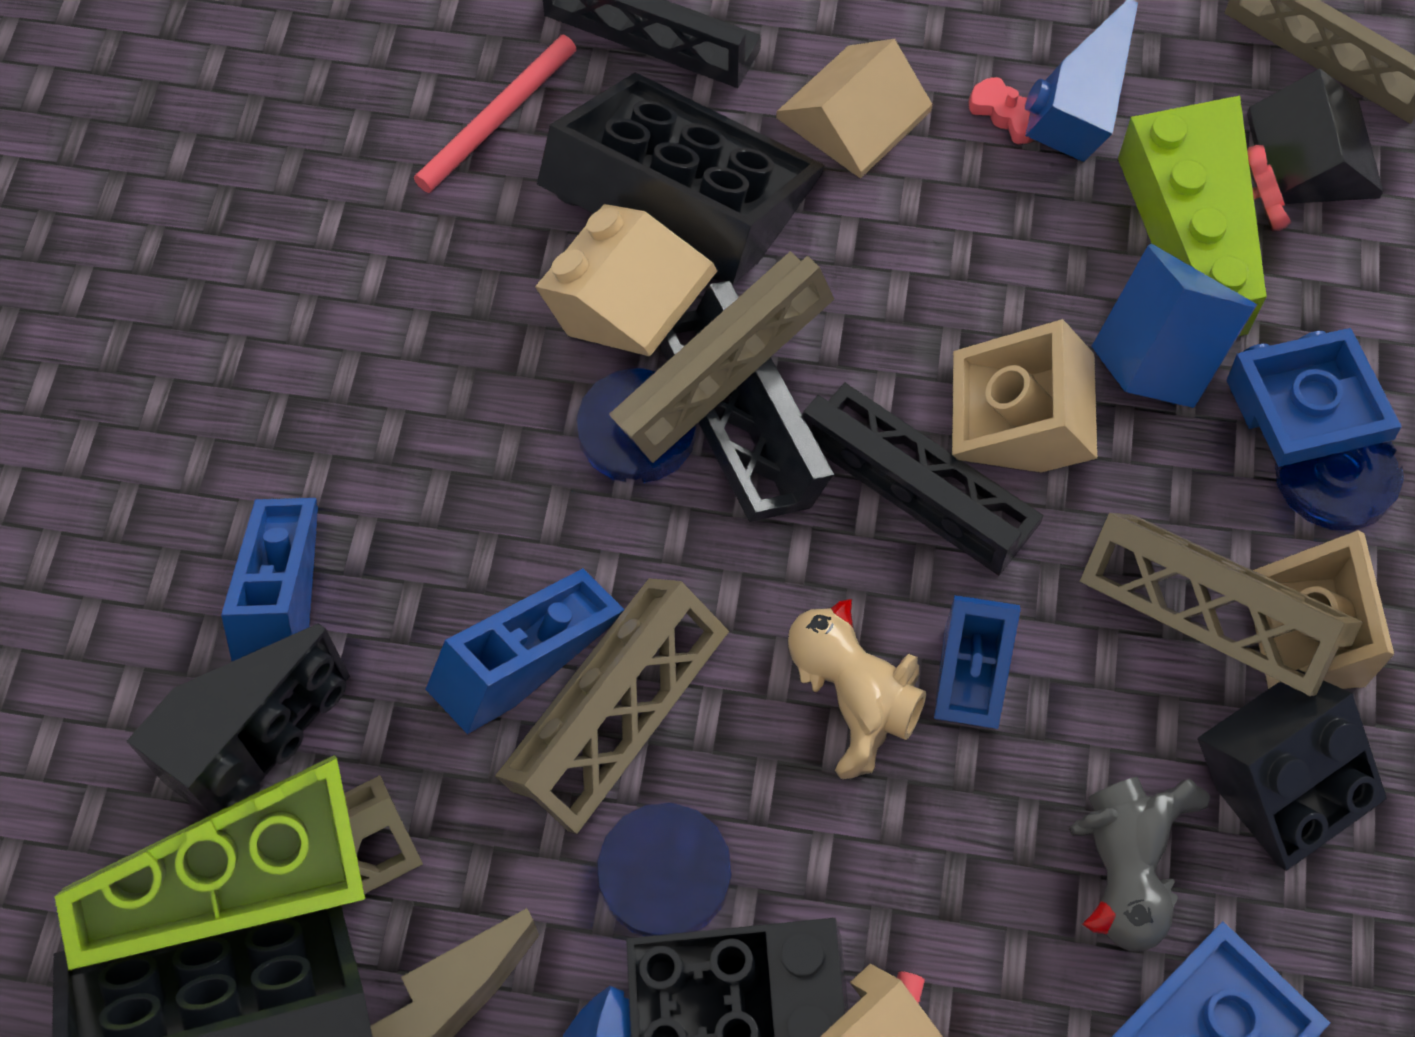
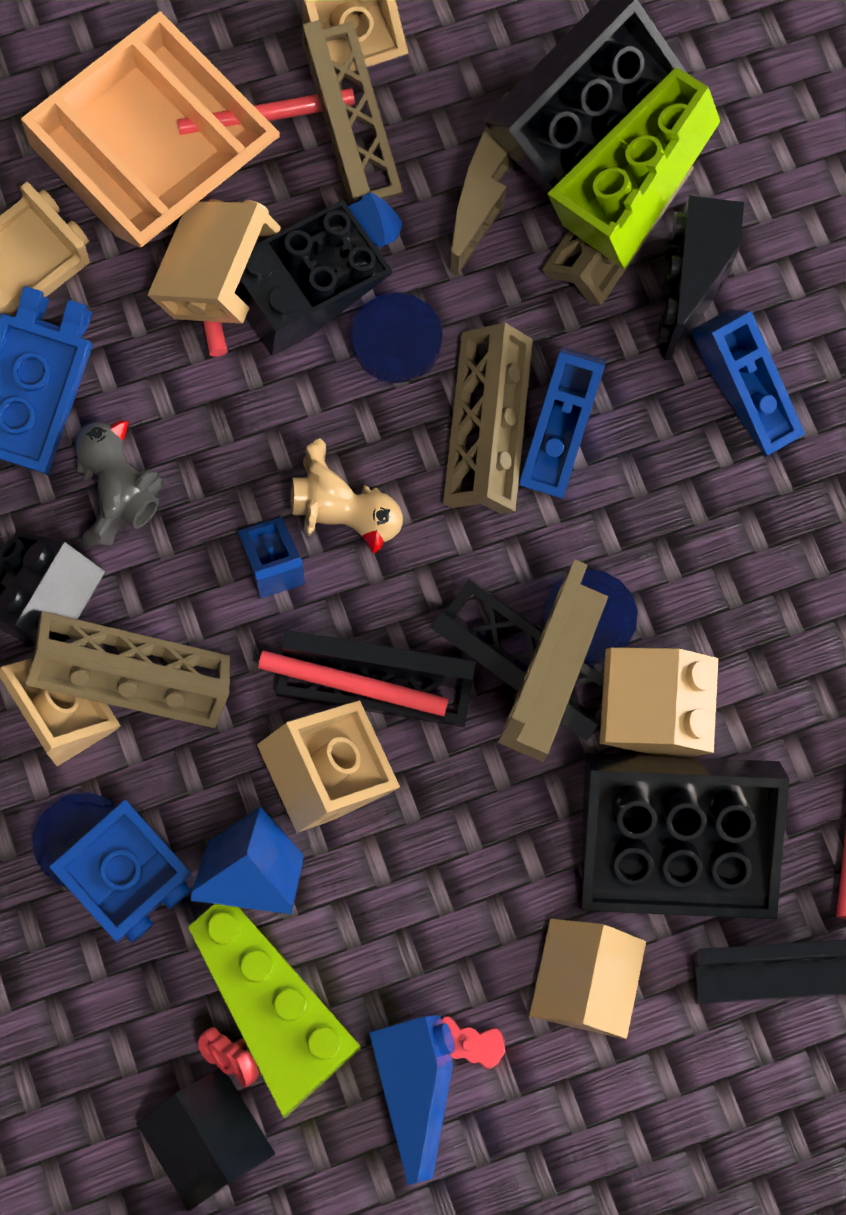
camera: 145 degrees right, 10 degrees up
(925, 453) = (353, 683): none -> coral bar

